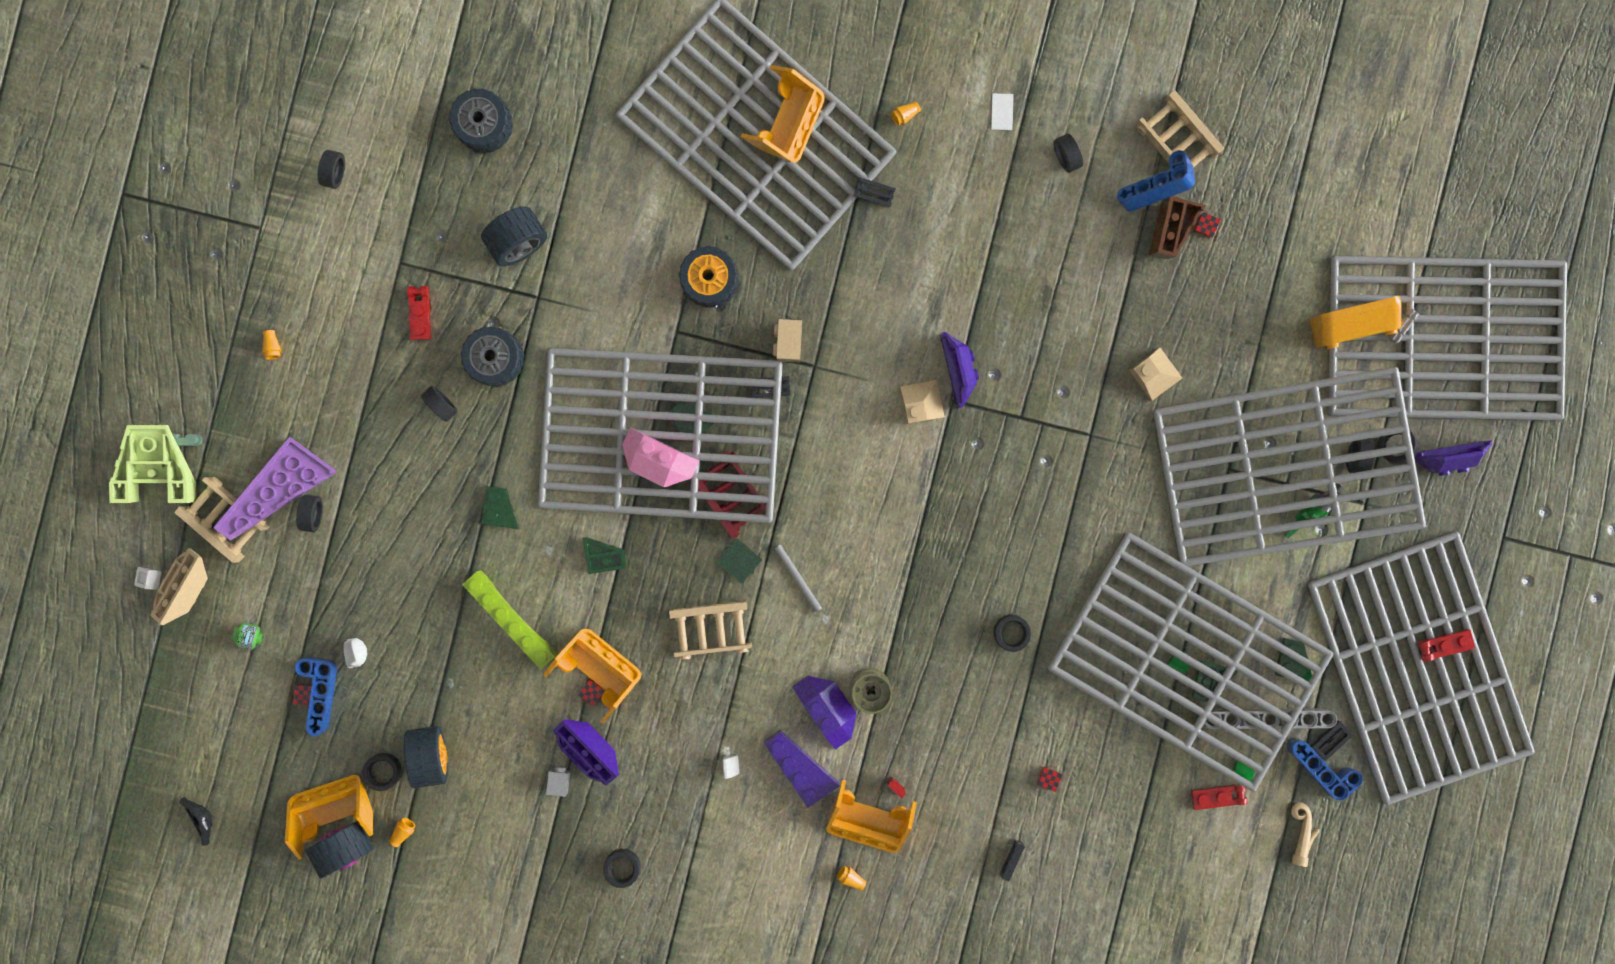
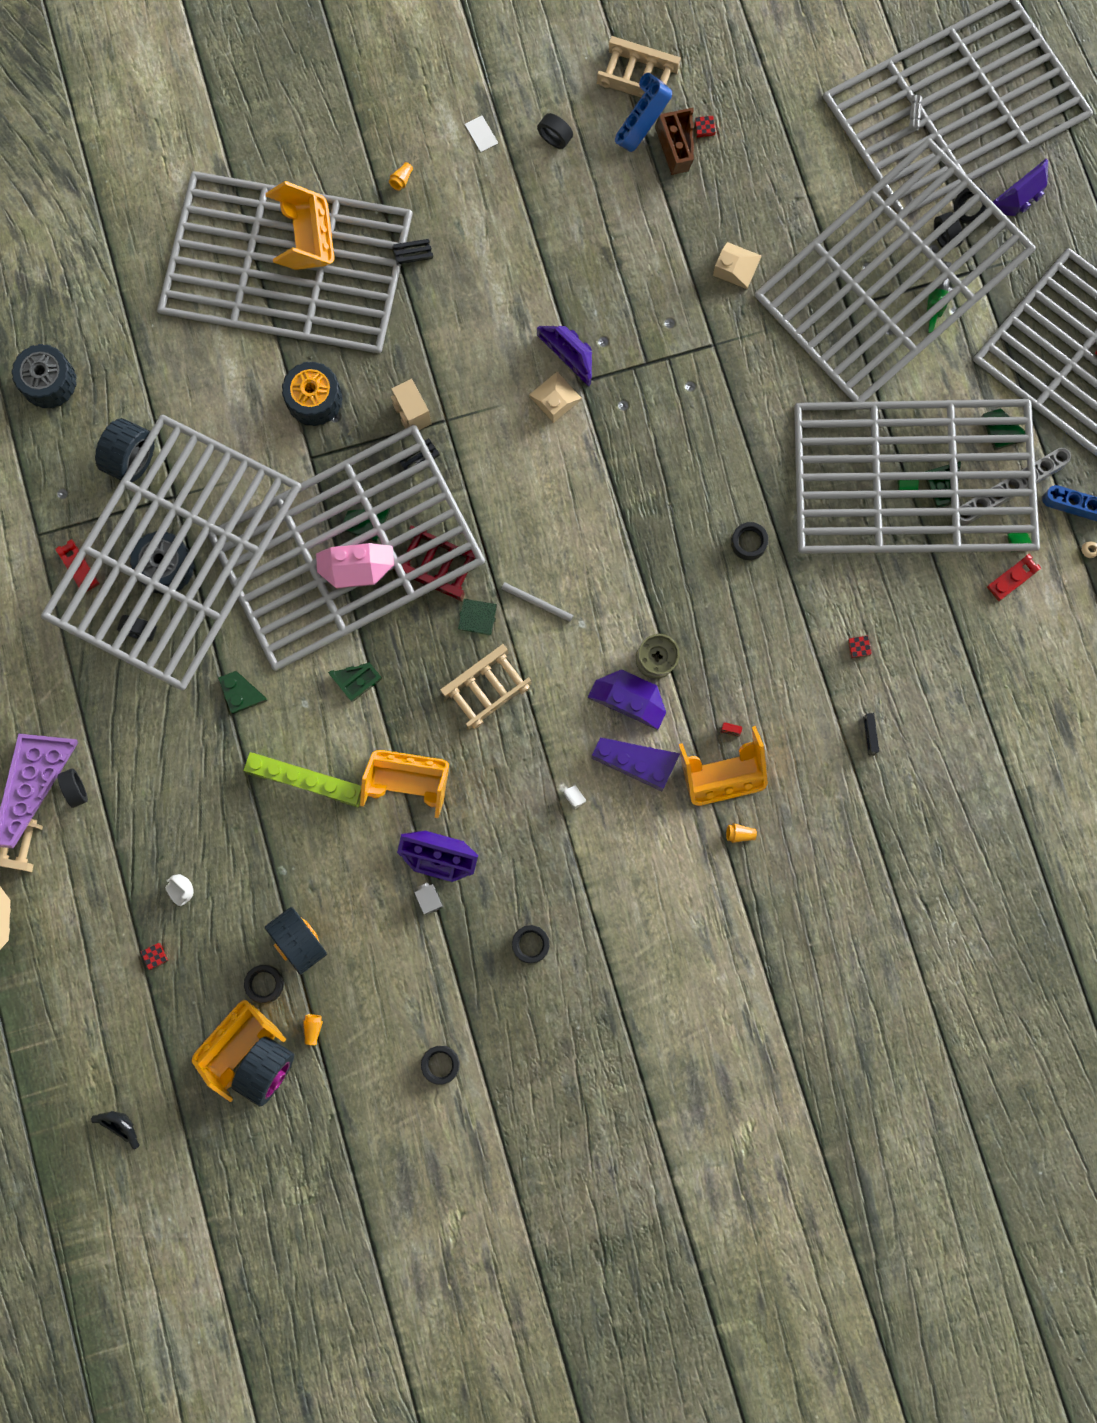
camera: 30 degrees left, 10 degrees down
(247, 636) = (74, 931): head -> none
(317, 695) = (166, 949): blue beam -> none
(472, 376) = (153, 583): none -> light grey bar
(480, 934) = (425, 1063): none -> black tyre
(591, 692) = (413, 804): tile -> none
(1336, 746) = (1075, 458): black tile -> none
(1356, 322) = (872, 123): light orange windscreen -> none

